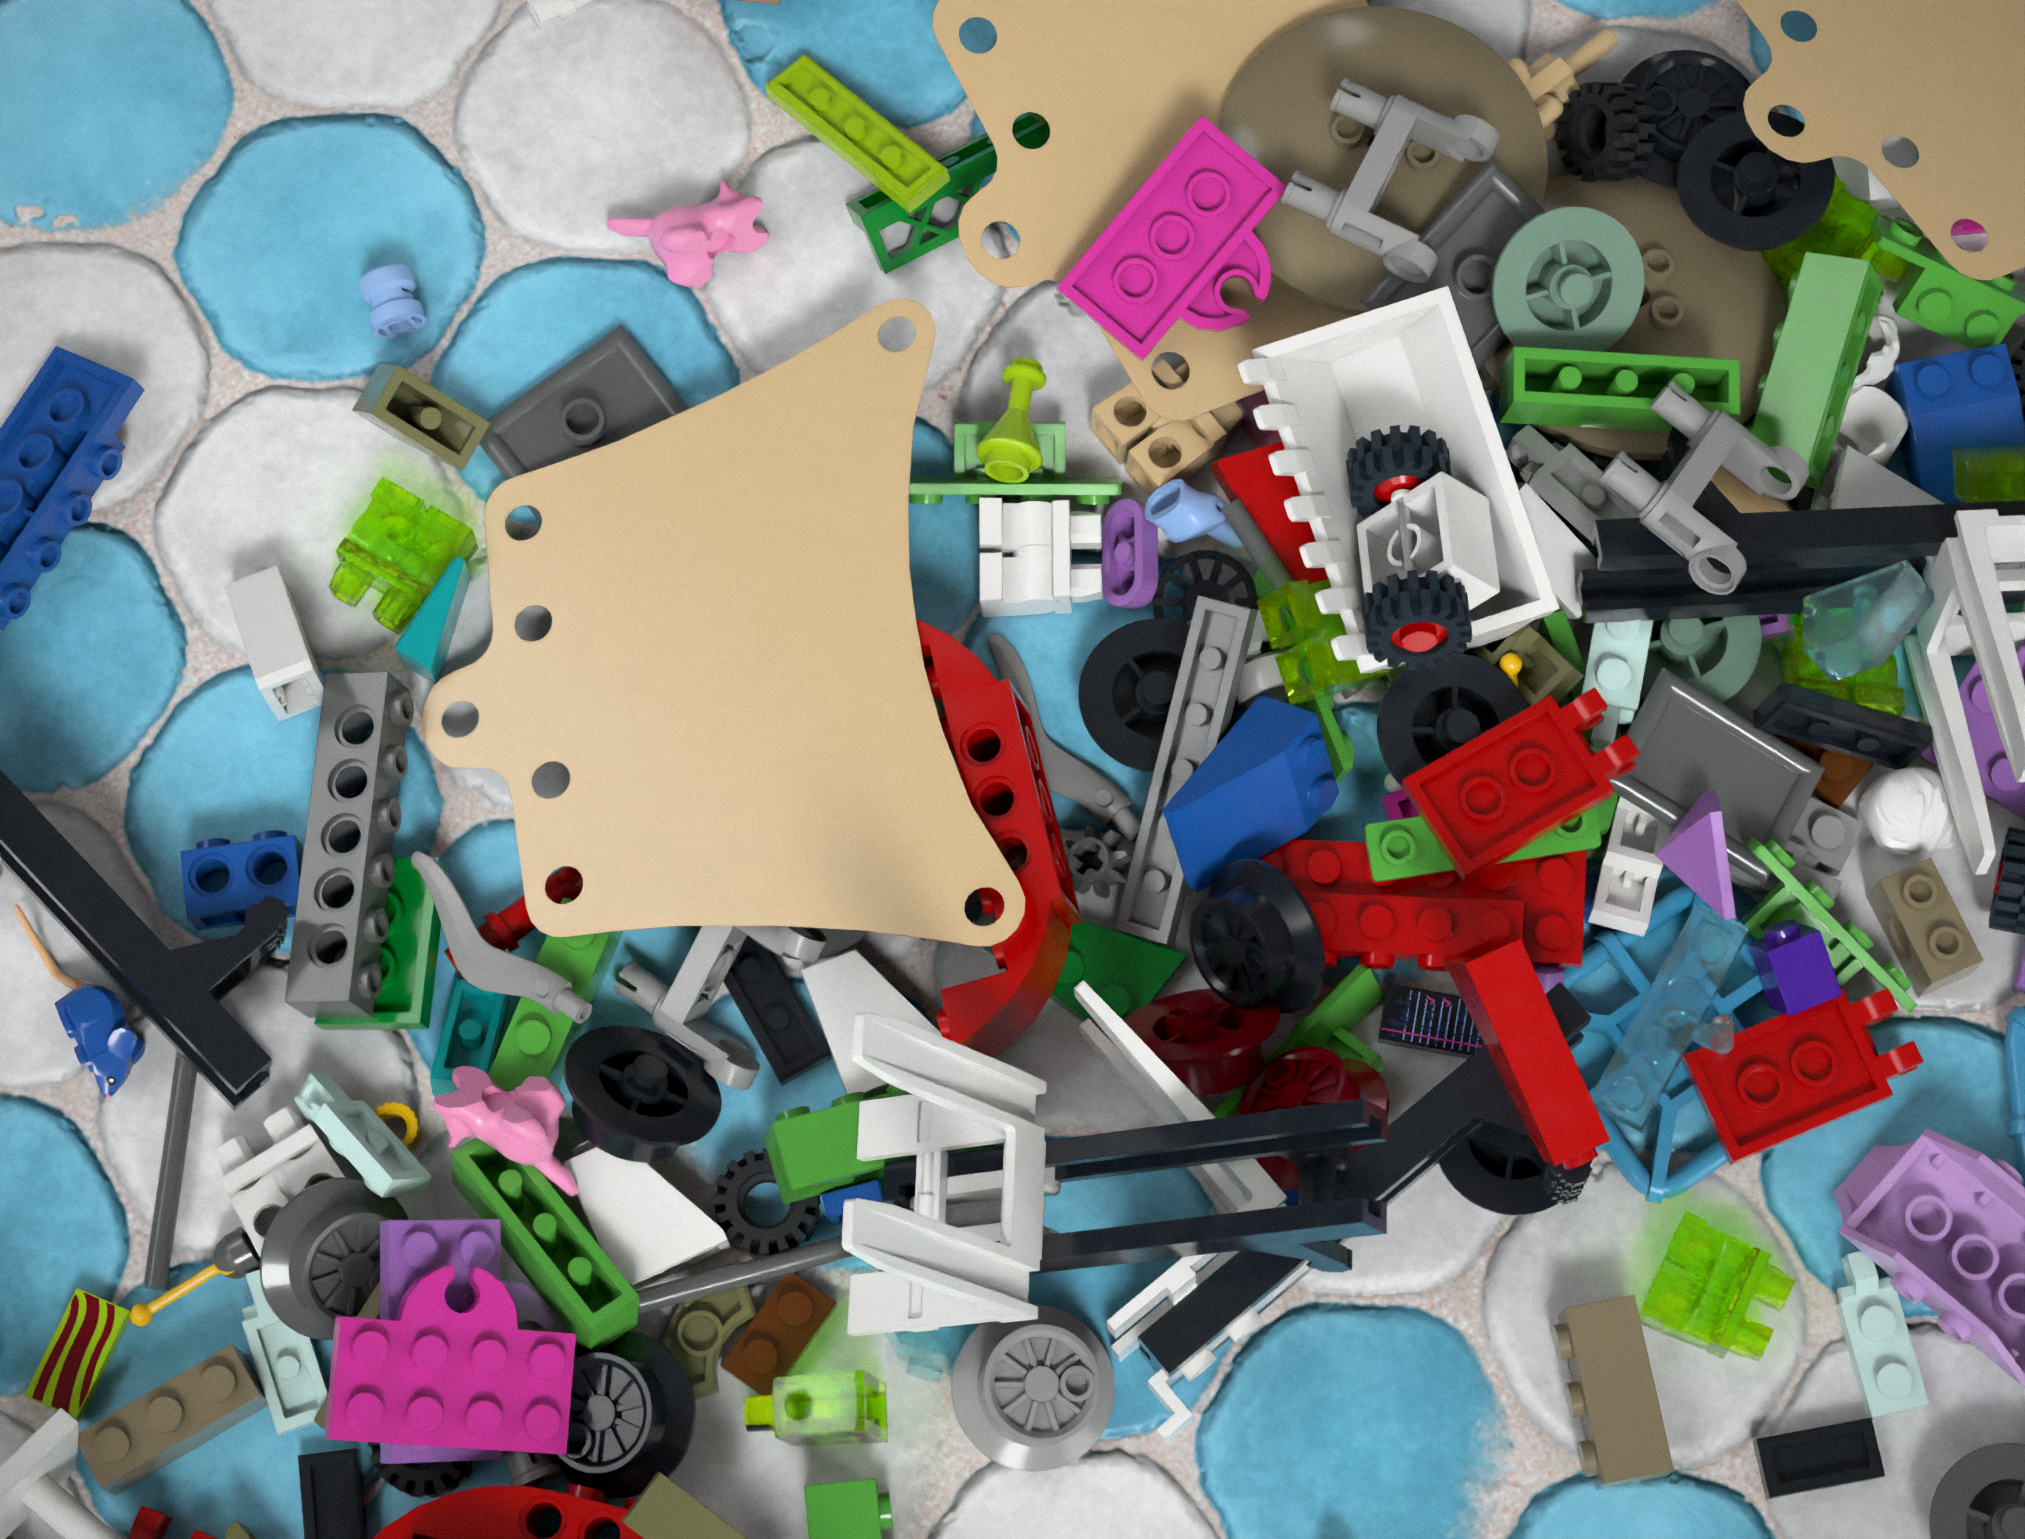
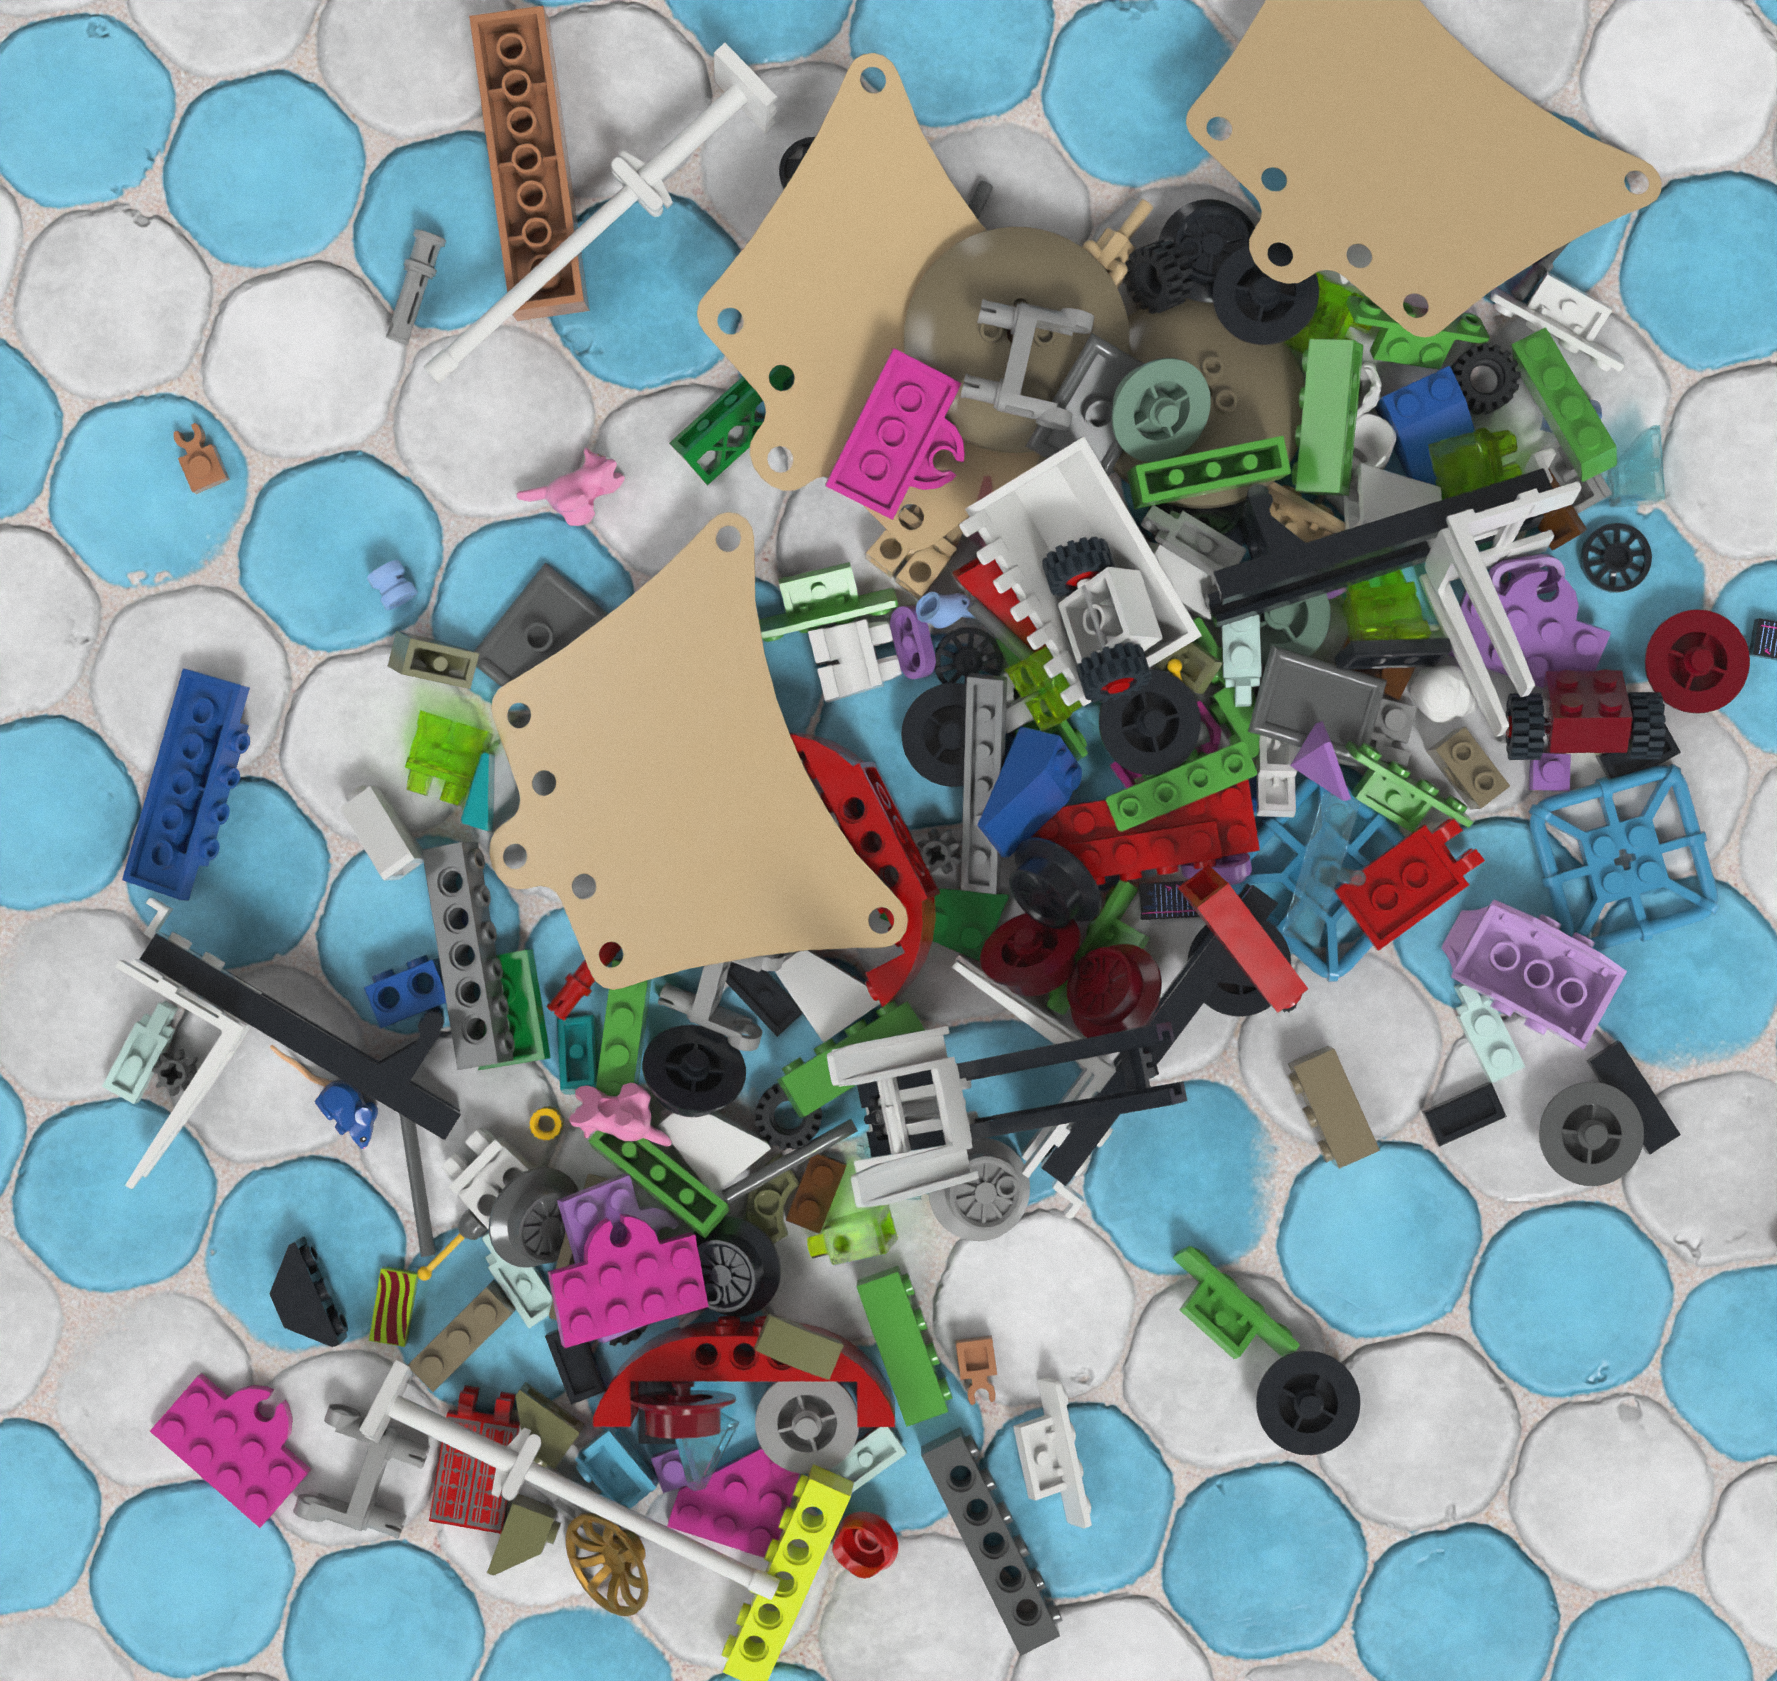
camera: 15 degrees left, 15 degrees up
(171, 81) = (201, 464): none -> nougat plate
(362, 1138) = (529, 1141): light aqua hinge -> none
(488, 966) = (576, 1014): light grey piece -> none
(834, 1200) = (841, 1103): blue tile -> none
(857, 133) = (665, 395): lime tile -> none
(1011, 445) = (820, 592): lime piece -> none
(1065, 773) = (903, 793): light grey piece -> none
(1517, 782) = (1196, 750): red tile -> none
(1667, 506) = (1259, 557): light grey connector -> none
(1722, 1283) = (1385, 1030): clear neon green hips -> none
(1794, 967) = (1393, 820): dark purple brick -> none
(1863, 619) = (1394, 588): clear light blue slope -> none

